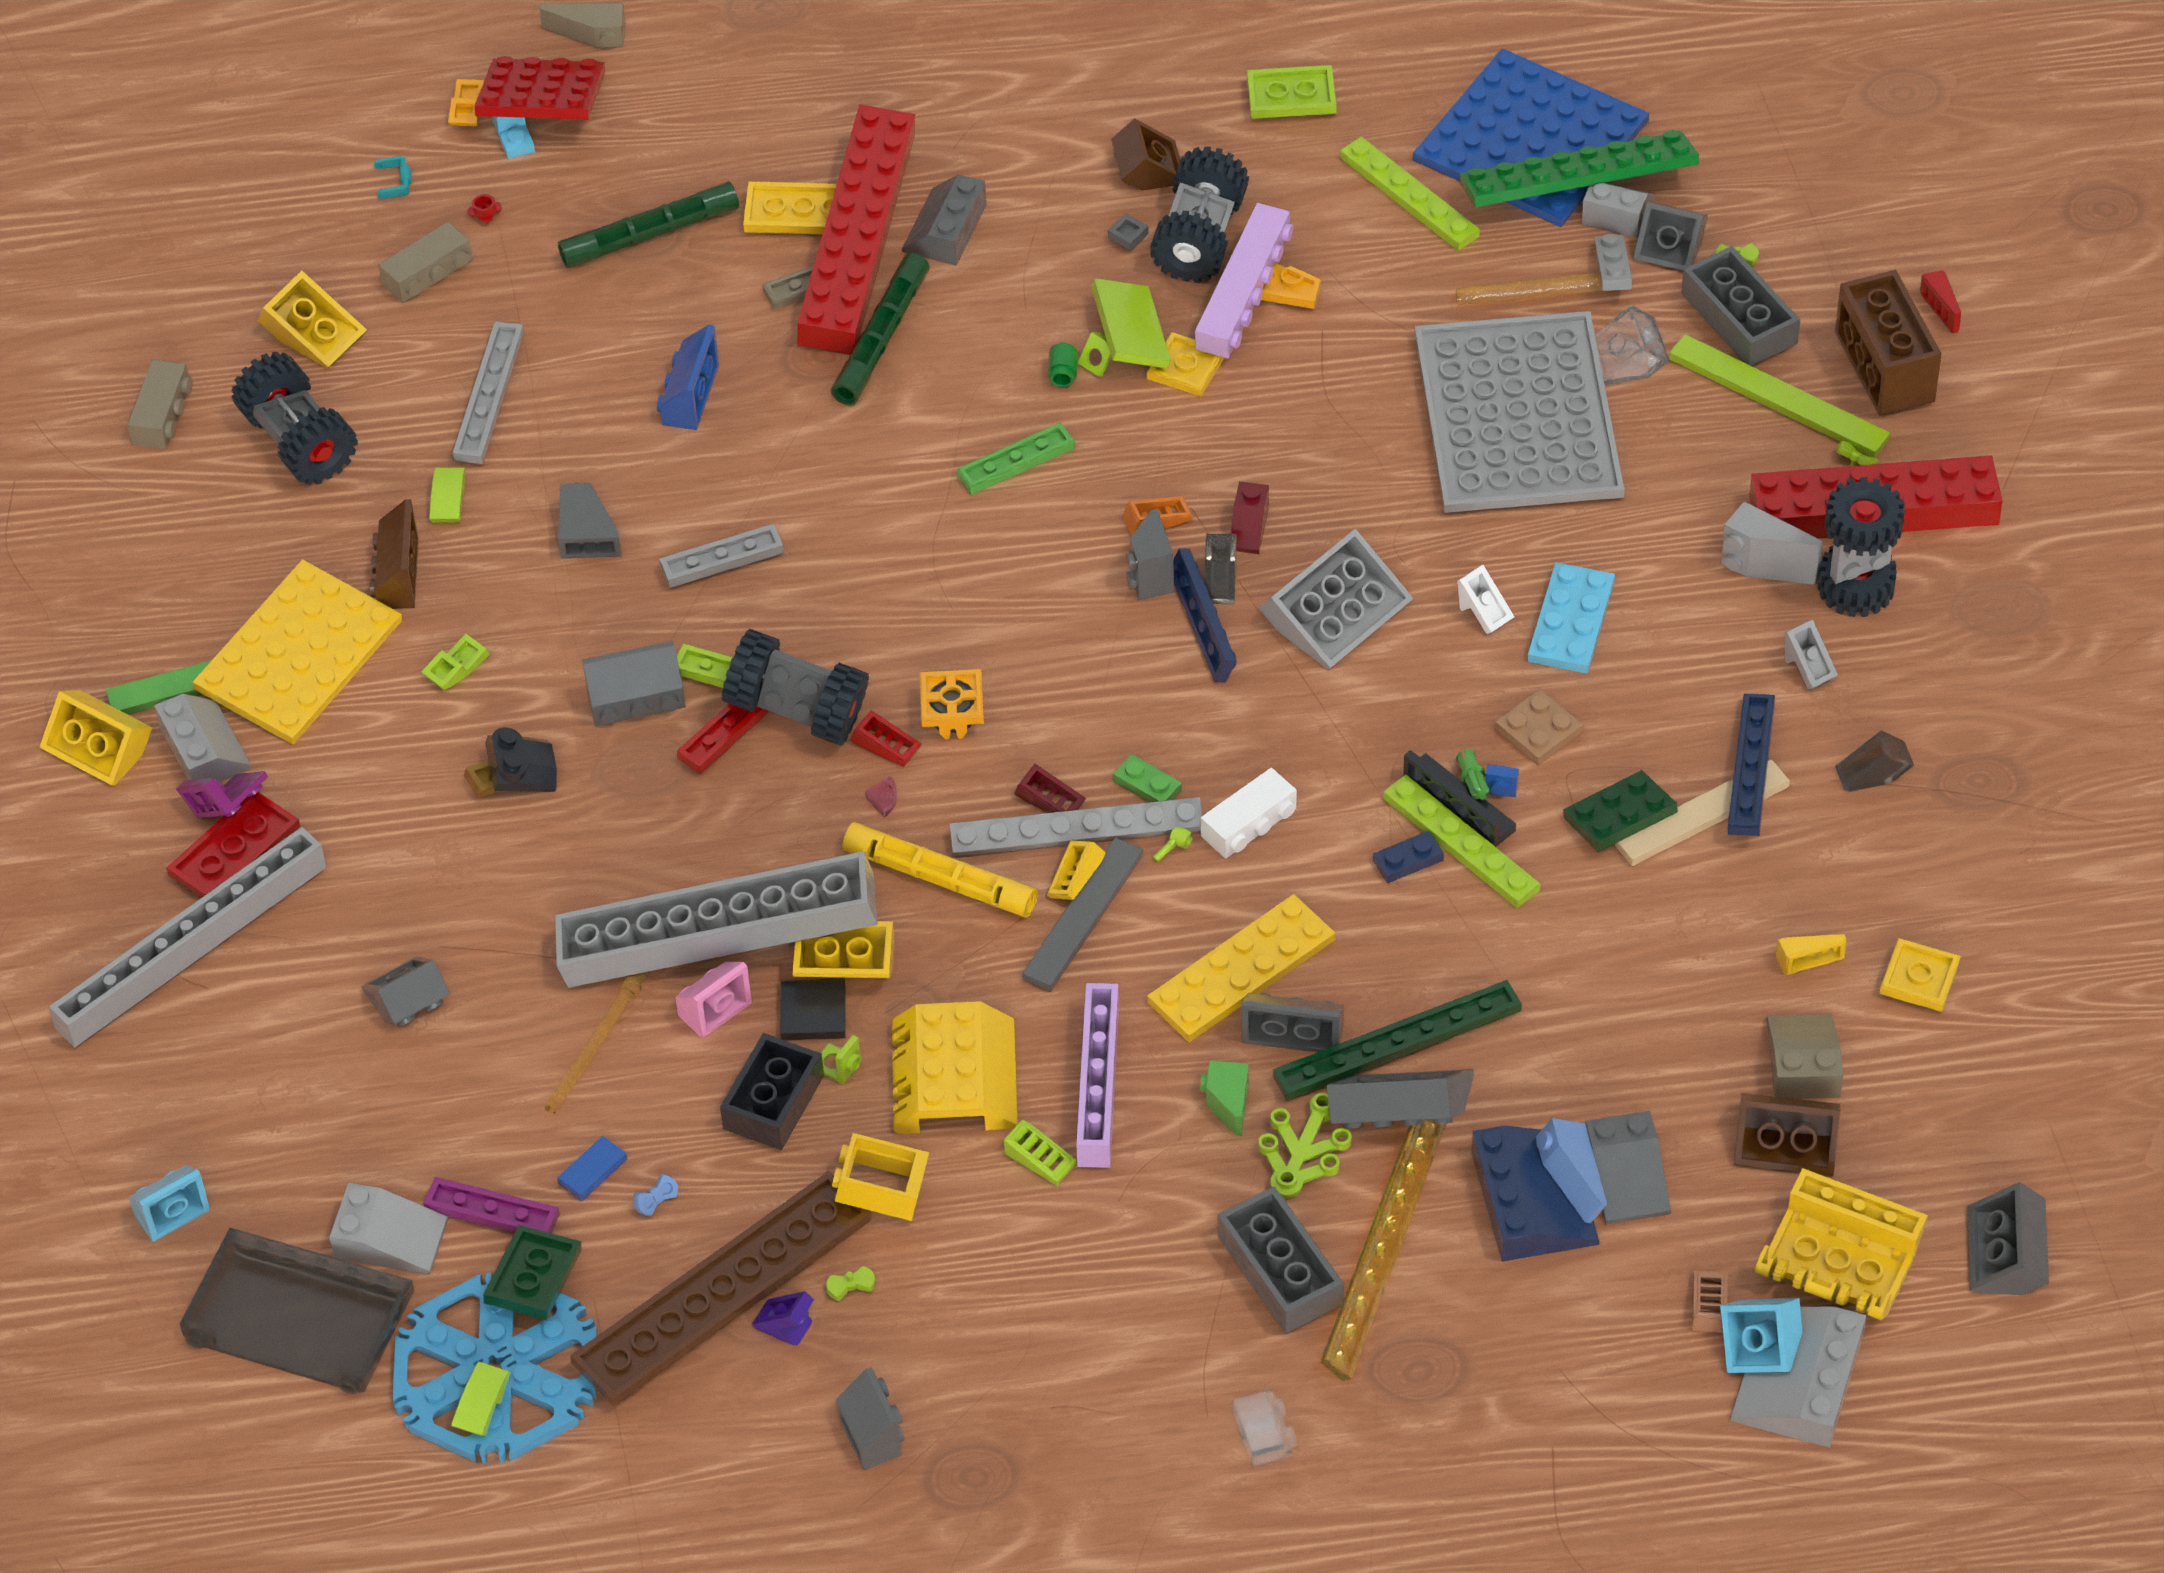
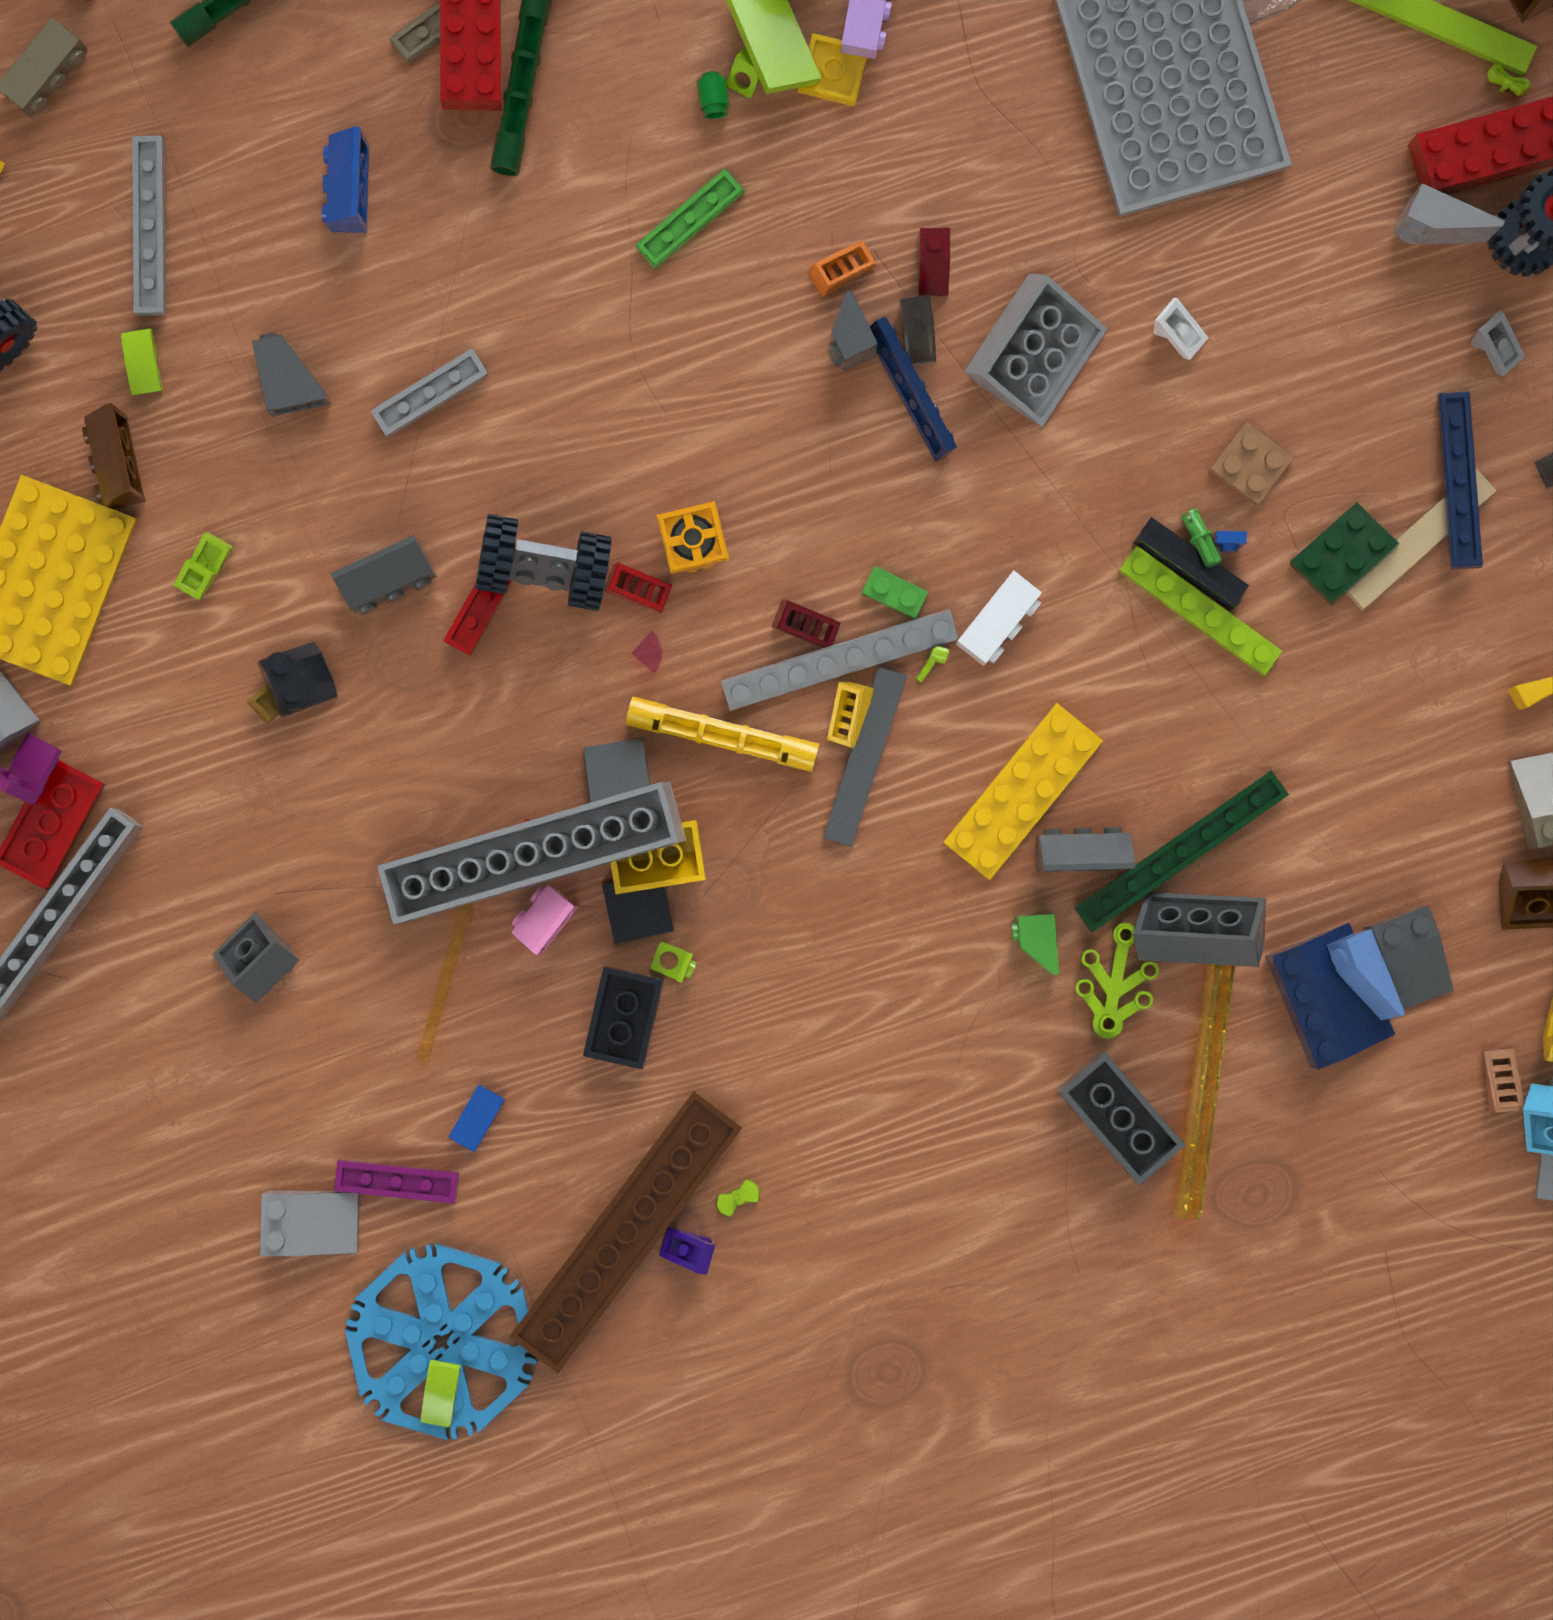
camera: 15 degrees left, 35 degrees up
(170, 1202) = (100, 1231): medium azure slope -> none
(296, 1310) = (249, 1321): clear smoke windscreen -> none
(532, 1272) = (452, 1250): dark green plate -> none
(646, 1202) = (535, 1149): medium blue piece -> none
(703, 665) = (446, 531): lime plate -> none
(870, 1420) = (789, 1352): dark grey slope -> none
(886, 1157) = (774, 1092): yellow window -> none
(954, 1064) = (785, 956): yellow slope -> none
(1027, 1136) = (857, 1020): lime slope -> none
(1098, 1075) = (918, 946): lavender brick -> none
(1263, 1429) = (1134, 1289): clear brick -> none
(1408, 857) = (1154, 638): dark blue plate -> none
(1571, 618) = (1261, 326): medium azure plate -> none

